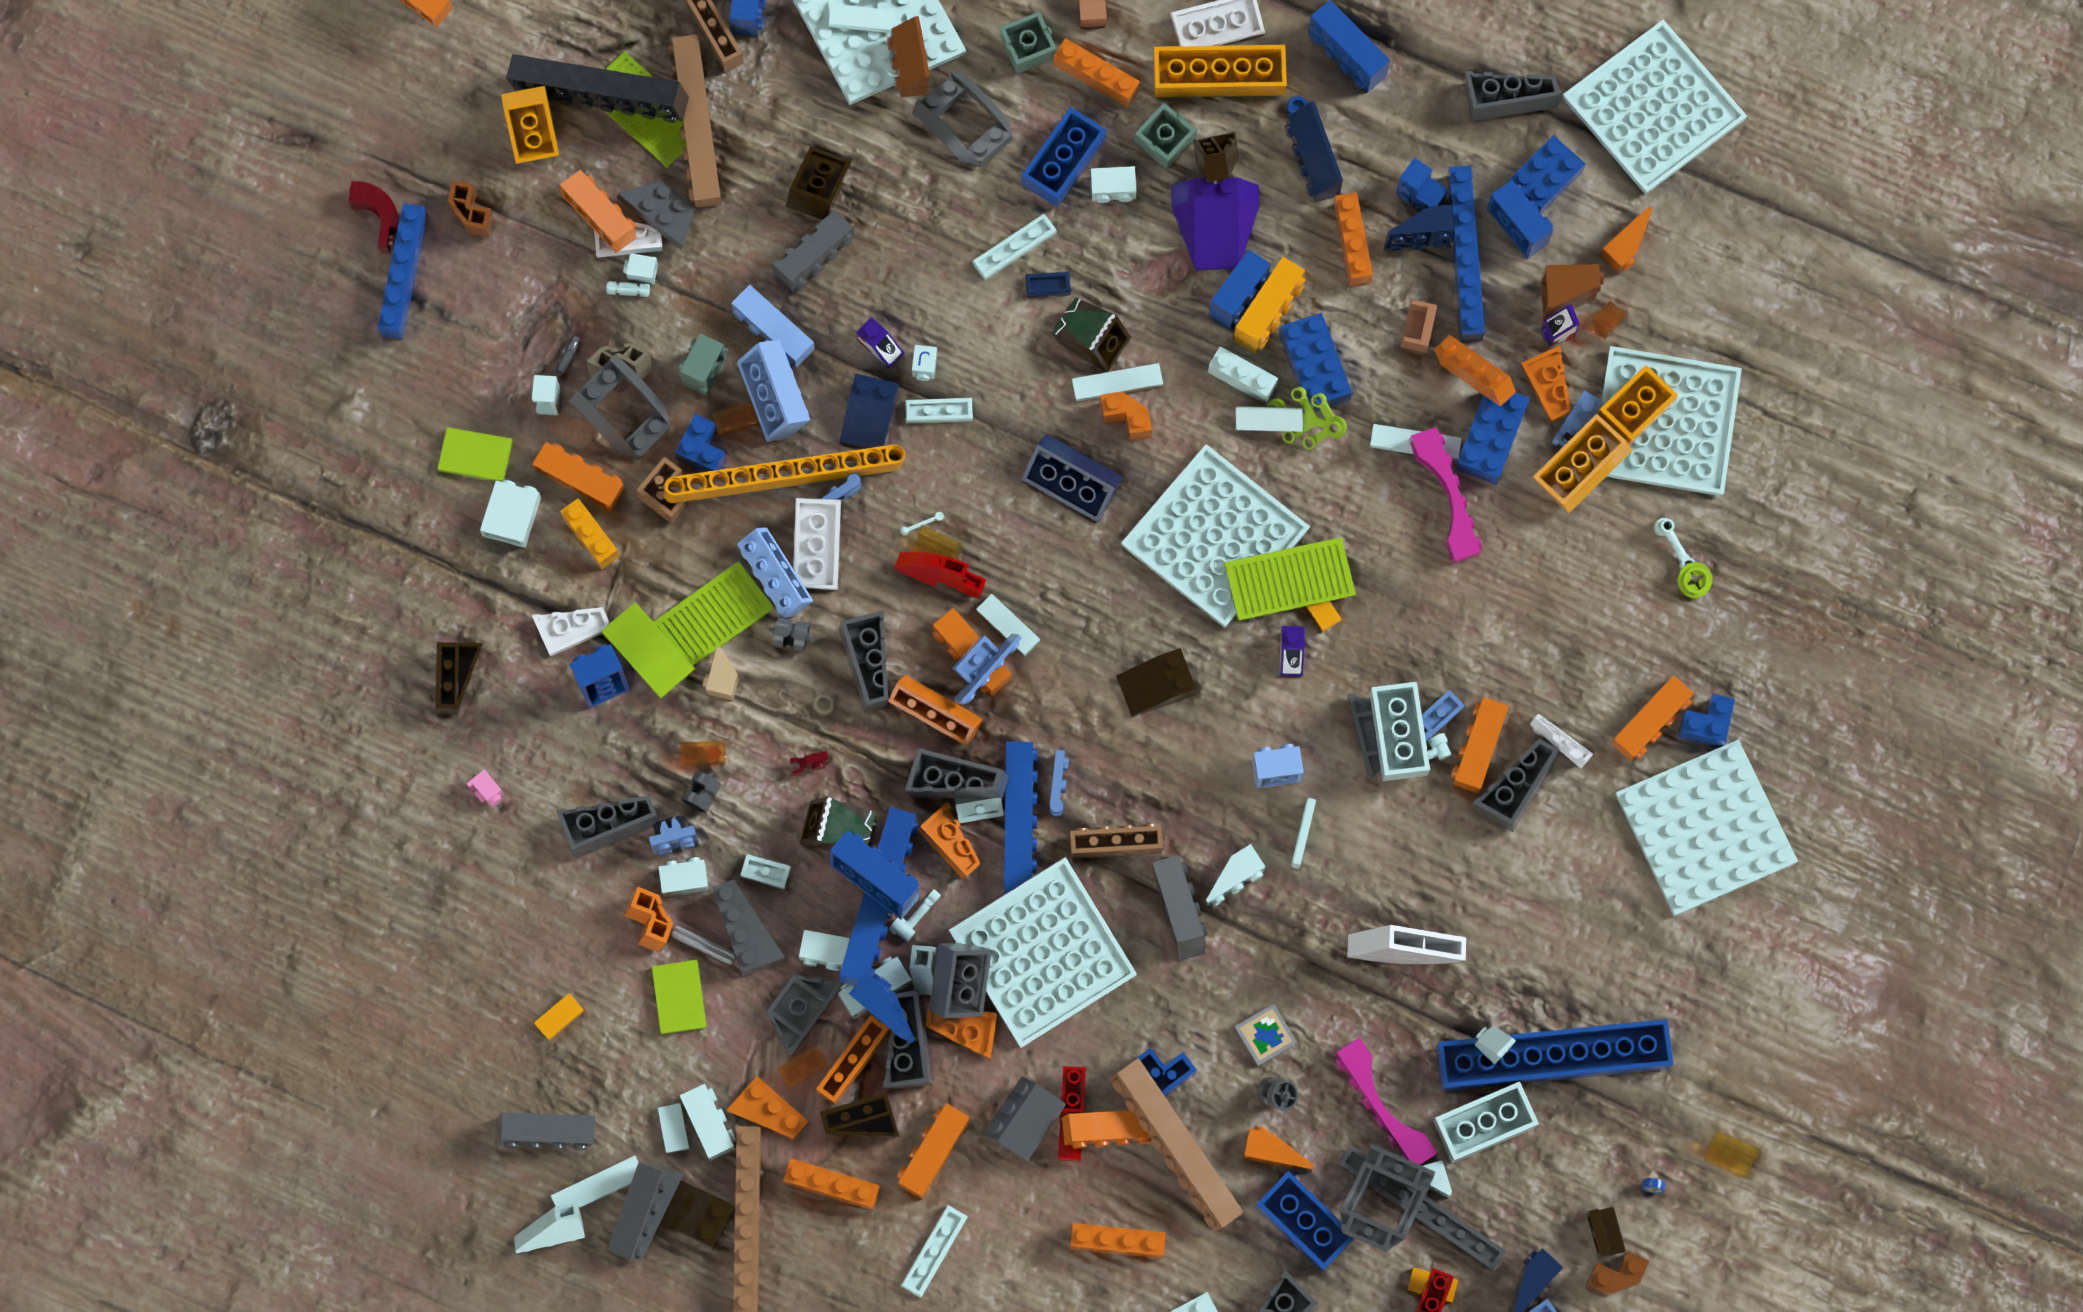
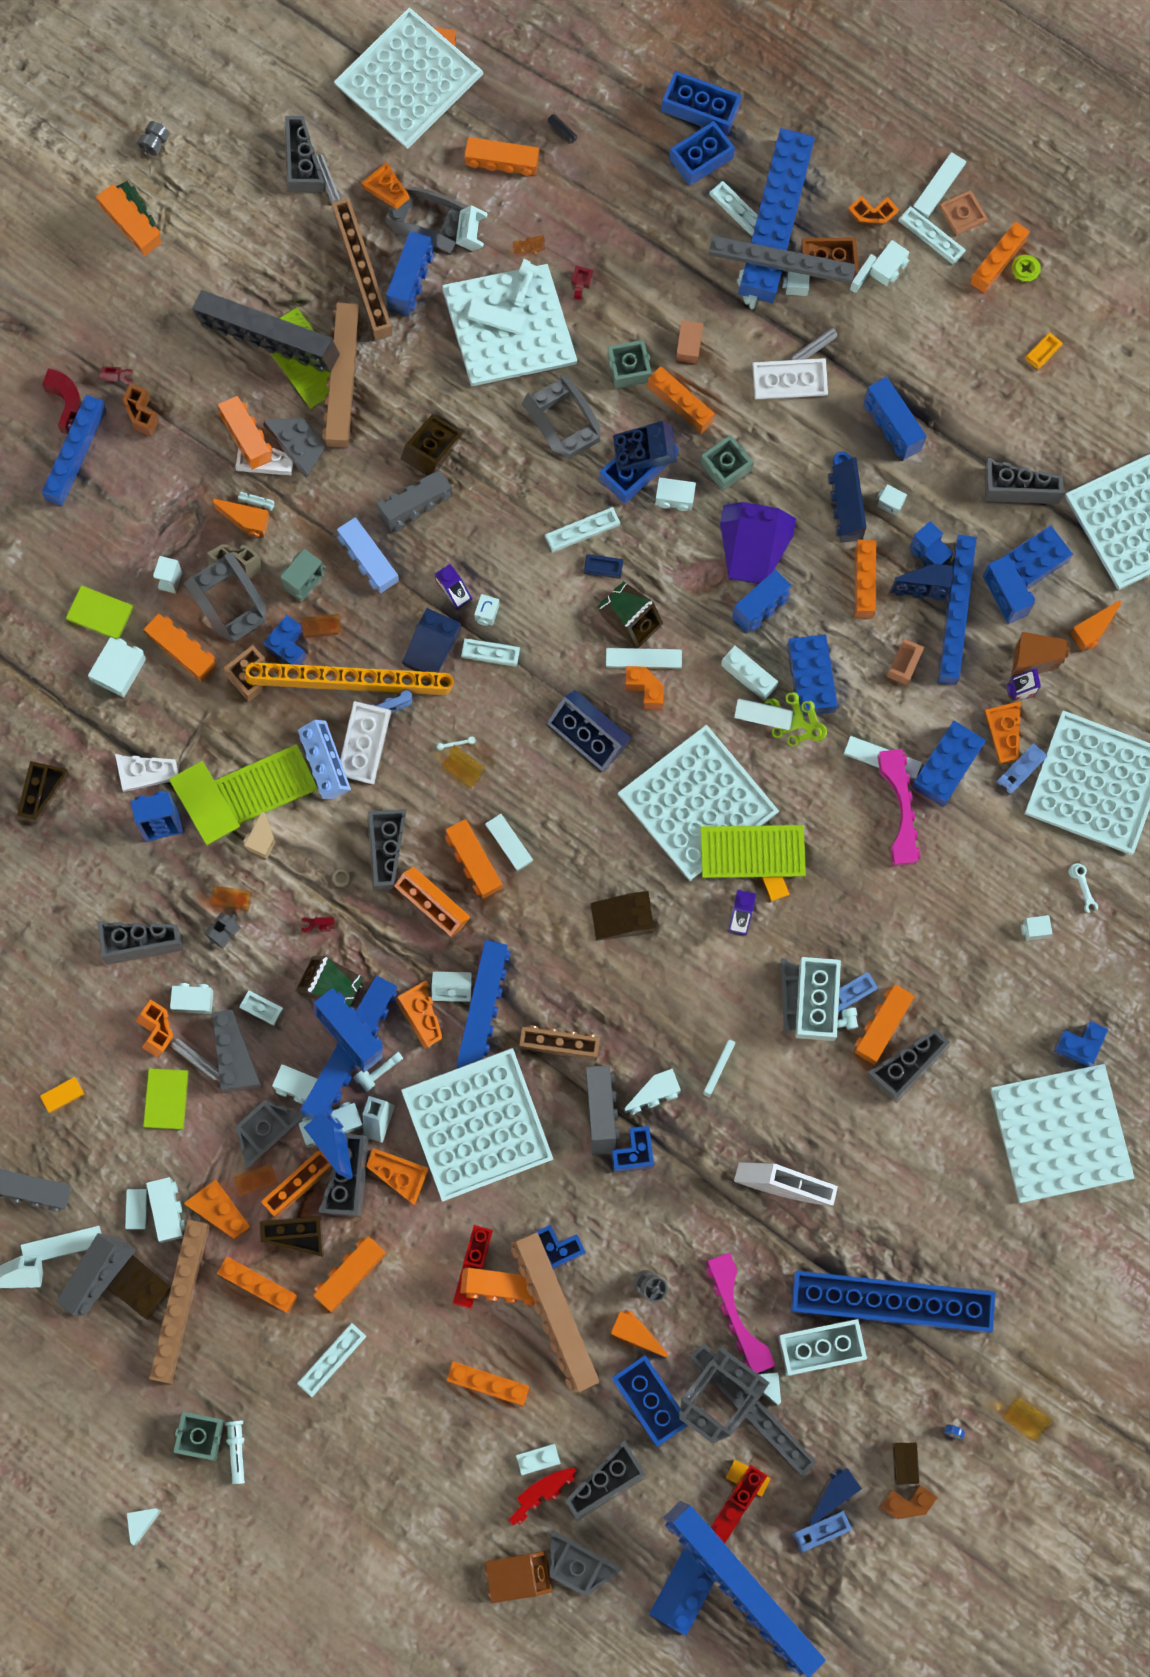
camera: 10 degrees right, 0 degrees up
(428, 172) = (113, 374): none -> dark red plate
(486, 789) = (45, 891): bright pink brick -> none
(530, 124) = (203, 350): light orange brick -> none
(566, 355) = (193, 545): dark grey piece -> none
(590, 533) = (178, 696): light orange brick -> none
(623, 311) = (248, 519): none -> orange slope
(641, 269) = (270, 487): light aqua brick -> none
(672, 835) = (189, 961): medium blue piece -> none
(773, 390) = (355, 608): light blue brick -> none
(791, 634) = (327, 814): dark grey wheel -> none
(909, 58) = (527, 357): dark orange slope -> none
(944, 569) = (458, 782): red slope -> none
(950, 777) = (433, 961): dark grey wedge -> none
(960, 980) = (401, 1134): dark grey slope -> none
(980, 662) = (477, 869): medium blue bracket -> none
(1024, 1119) = (431, 1263): dark grey slope -> none
(1058, 783) = (522, 984): medium blue plate -> none
(1068, 137) = (645, 447): none -> dark blue slope
(1216, 156) = (765, 487): dark brown wedge -> none
(1220, 71) = (783, 418): light orange brick -> none
(1233, 948) = (638, 1156): none -> blue brick
(1265, 1035) = (651, 1233): tile -> none
(1269, 305) = (783, 620): light orange brick -> none
(1277, 766) = (708, 1007): light blue brick -> none
(1363, 141) = (891, 500): none -> light aqua brick
(1475, 370) = (944, 708): orange brick -> none
(1494, 1043) = (842, 1282): light aqua slope -> none
(1561, 741) = (953, 1034): white wing -> none
(1582, 463) = (1019, 804): light orange brick -> none
(1607, 320) = (1064, 688): clear orange brick -> none
(1631, 601) = (1036, 928): none -> light aqua brick
(1638, 404) = (1075, 764): light orange brick -> none
(1652, 718) = (1034, 1031): orange brick -> none
(1703, 583) = (1101, 925): lime gear -> none

